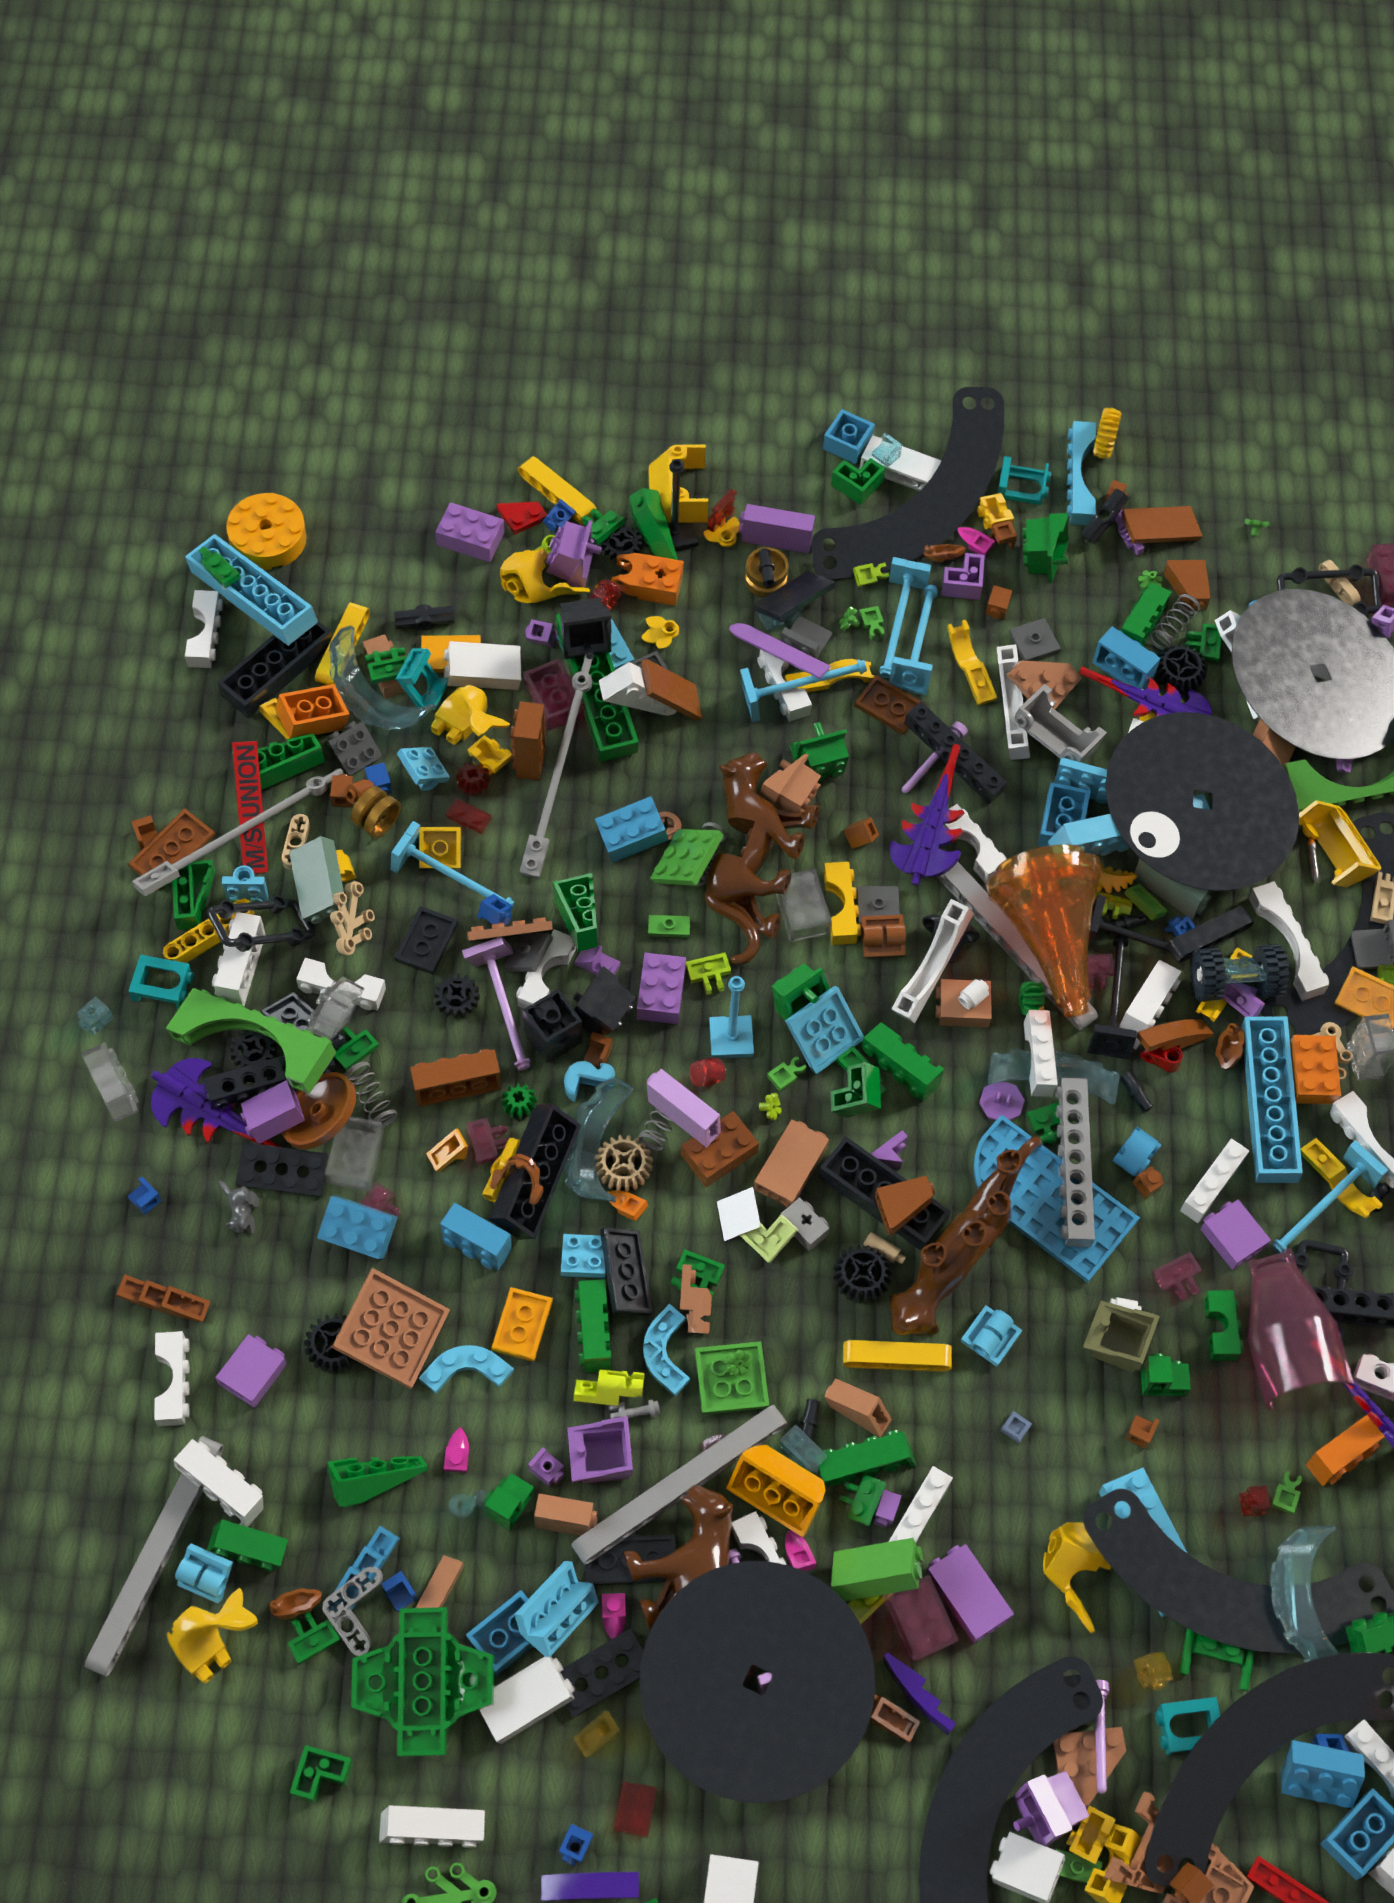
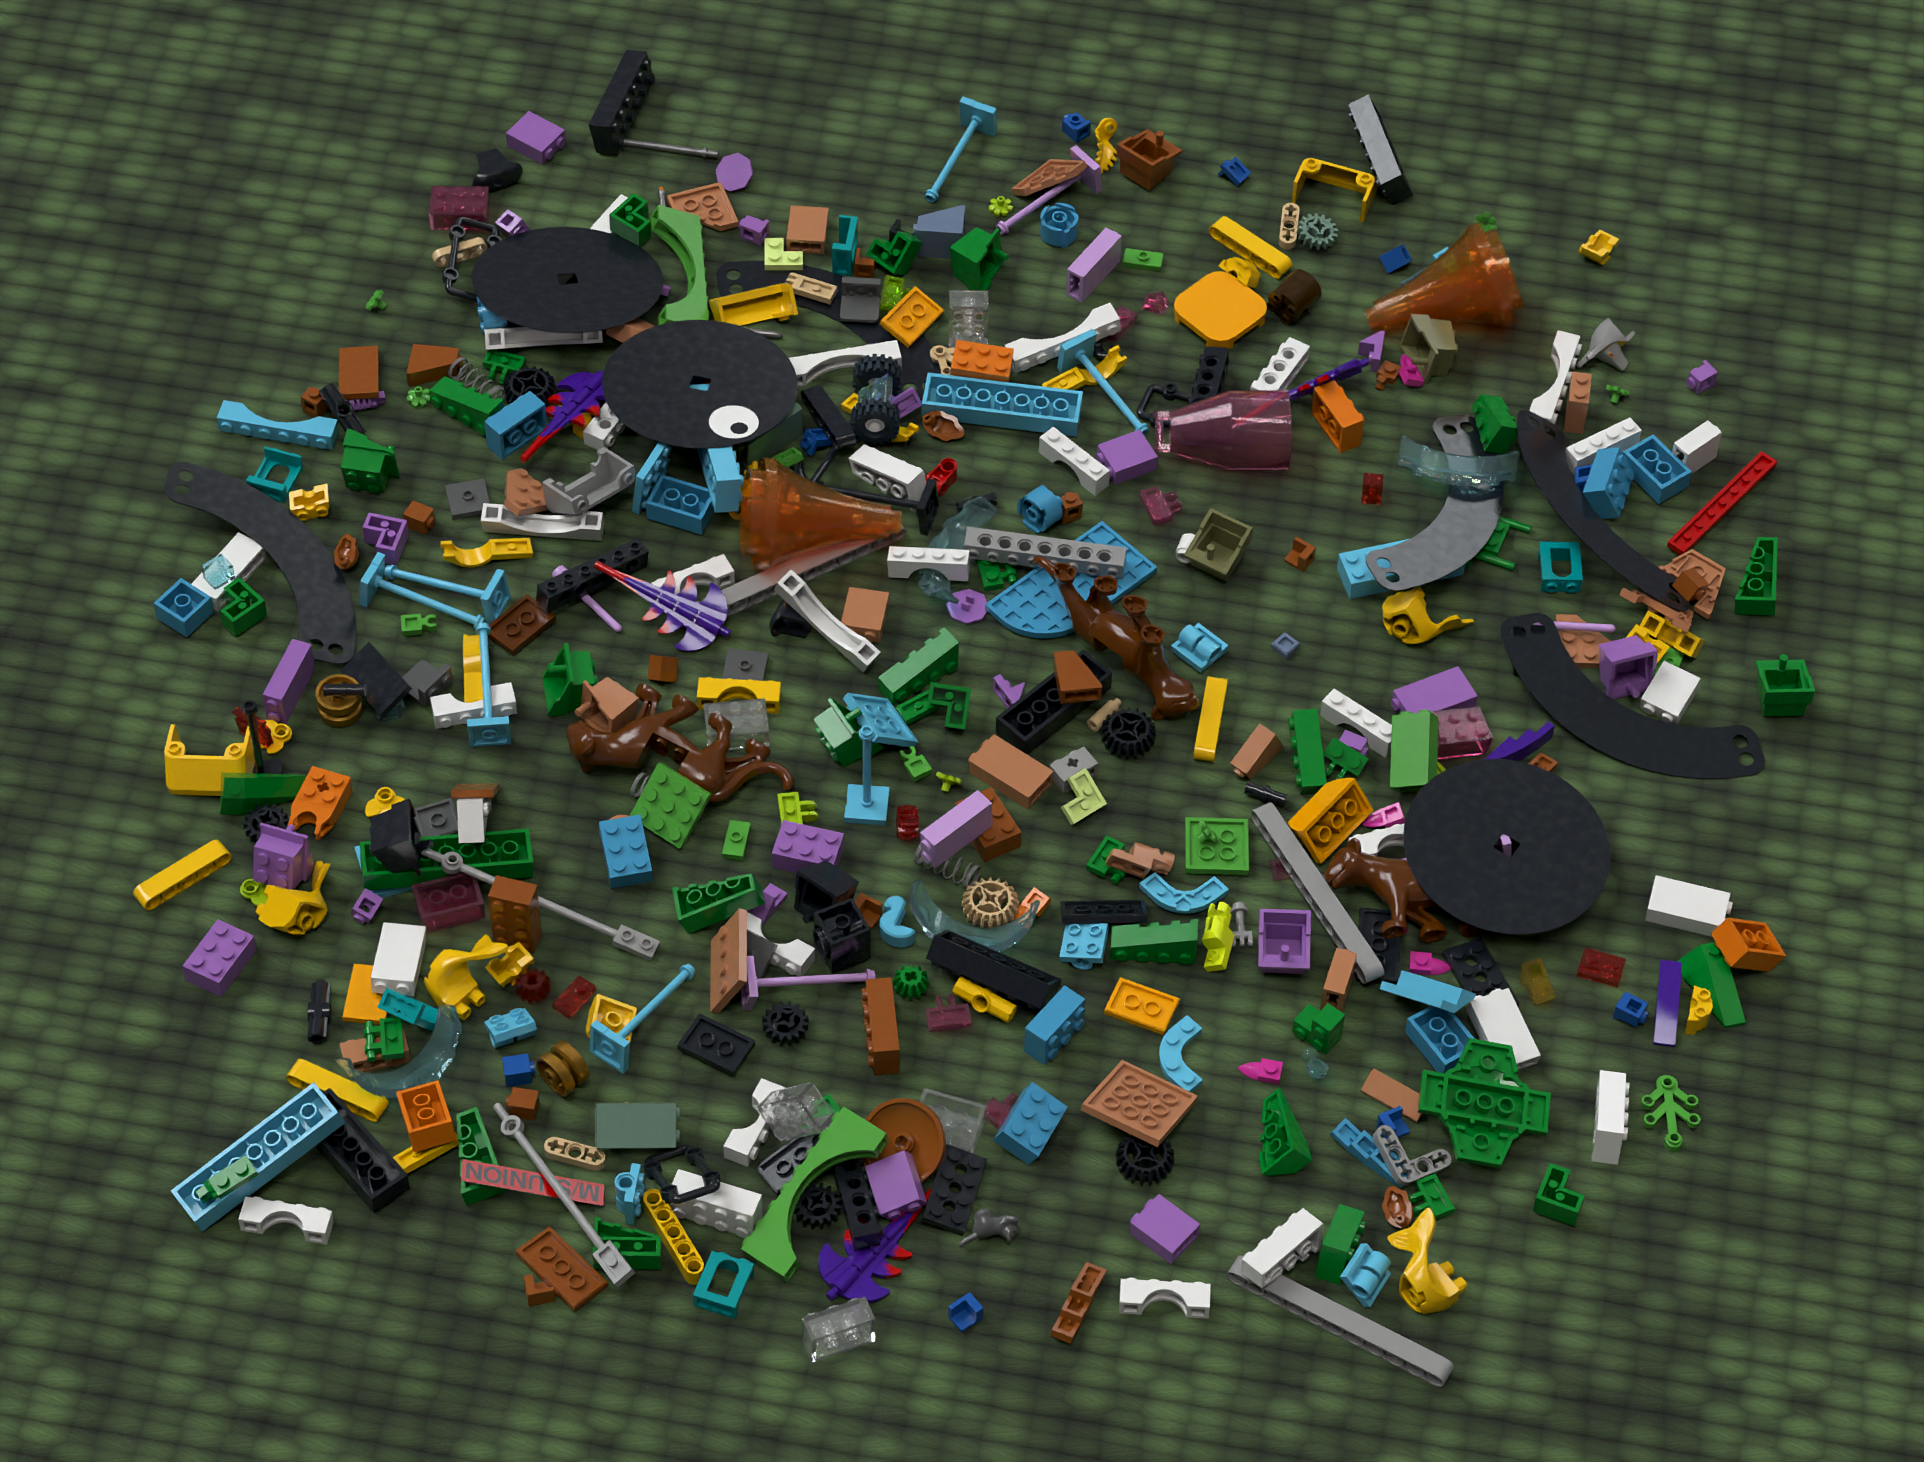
camera: 80 degrees left, 10 degrees down
(94, 1016) = (755, 1344): clear light blue brick -> none
(267, 530) = (167, 1147): light orange brick -> none
(346, 943) = (713, 1107): tan plant -> none
(353, 747) = (467, 1088): dark grey bracket -> none
(356, 789) = (536, 1079): dark orange brick -> none
(361, 1075) = (909, 1086): light grey piece -> none
(448, 1150) = (957, 1042): light orange slope -> none
(495, 910) = (697, 978): blue brick -> none
(521, 515) = (203, 912): red wing -> none
(521, 1161) = (990, 969): dark orange helmet -> none
(550, 1476) = (1287, 998): medium lavender brick -> none
(558, 516) = (219, 875): blue brick -> none
(604, 524) = (243, 829): green hinge -> none
(607, 592) = (335, 843): clear red gear -> none
(738, 1214) = (1056, 818): white piece -> none
(779, 649) = (441, 698): medium lavender piece -> none
(803, 1449) = (1294, 796): clear light blue bracket -> none
(849, 619) = (409, 643): bright green plant -> none
(868, 574) = (357, 619): lime plate -> none
(883, 936) = (782, 664): dark orange plate -> none
(973, 994) = (865, 597): white brick -> none
(977, 541) = (339, 523): dark pink plate -> none
(1004, 533) = (340, 497): dark orange panel -> none
(1031, 997) = (871, 560): green gear -> none
(1107, 433) = (240, 388): yellow gear -> none
(1153, 1670) = (1506, 580): clear yellow brick -> none
(1164, 1377) = (1259, 520): green brick -> none
(1173, 1034) = (928, 460): dark orange slope -> none
(1223, 1307) = (1225, 479): green arch -> none
(1286, 1496) = (1366, 466): bright green plate -> none

